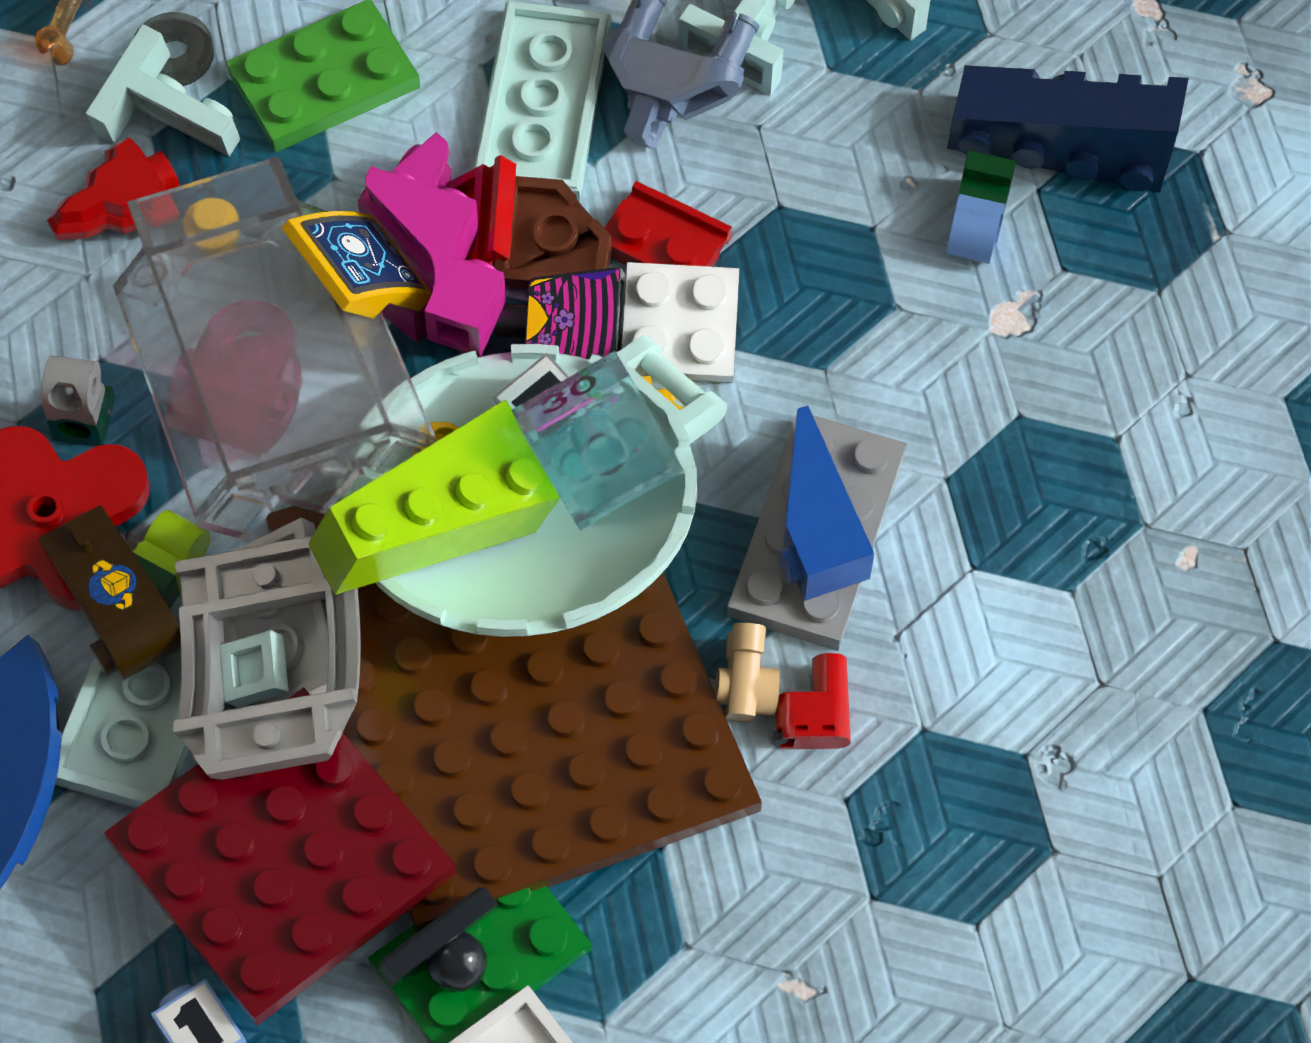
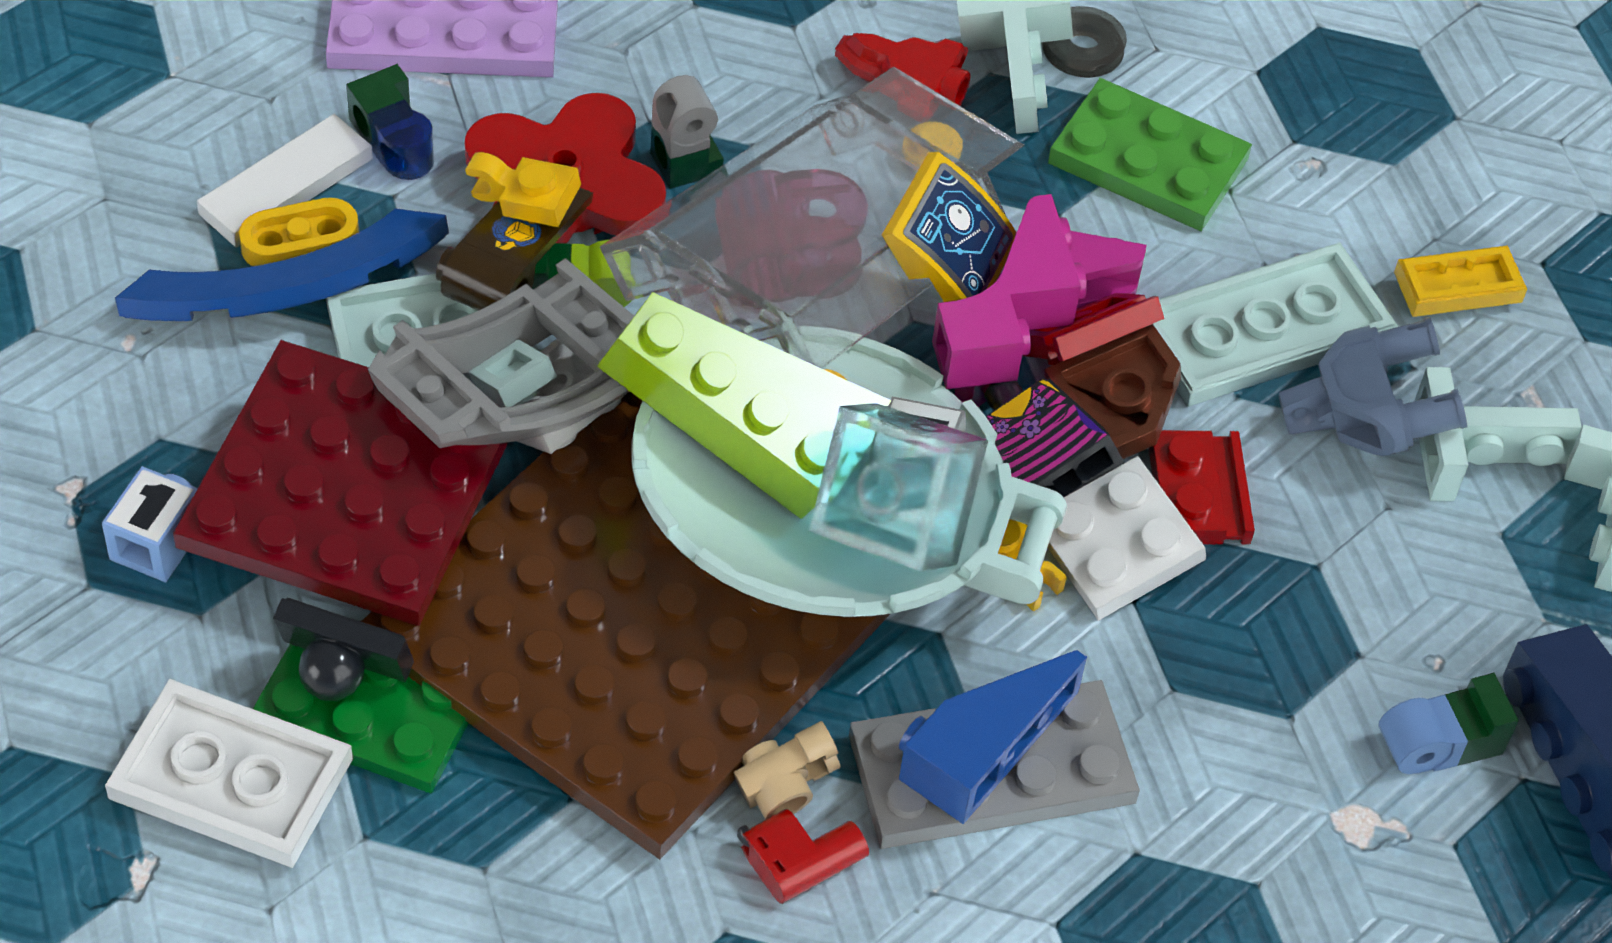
camera: 55 degrees right, 10 degrees down
(86, 547) = (531, 193): none -> yellow plate

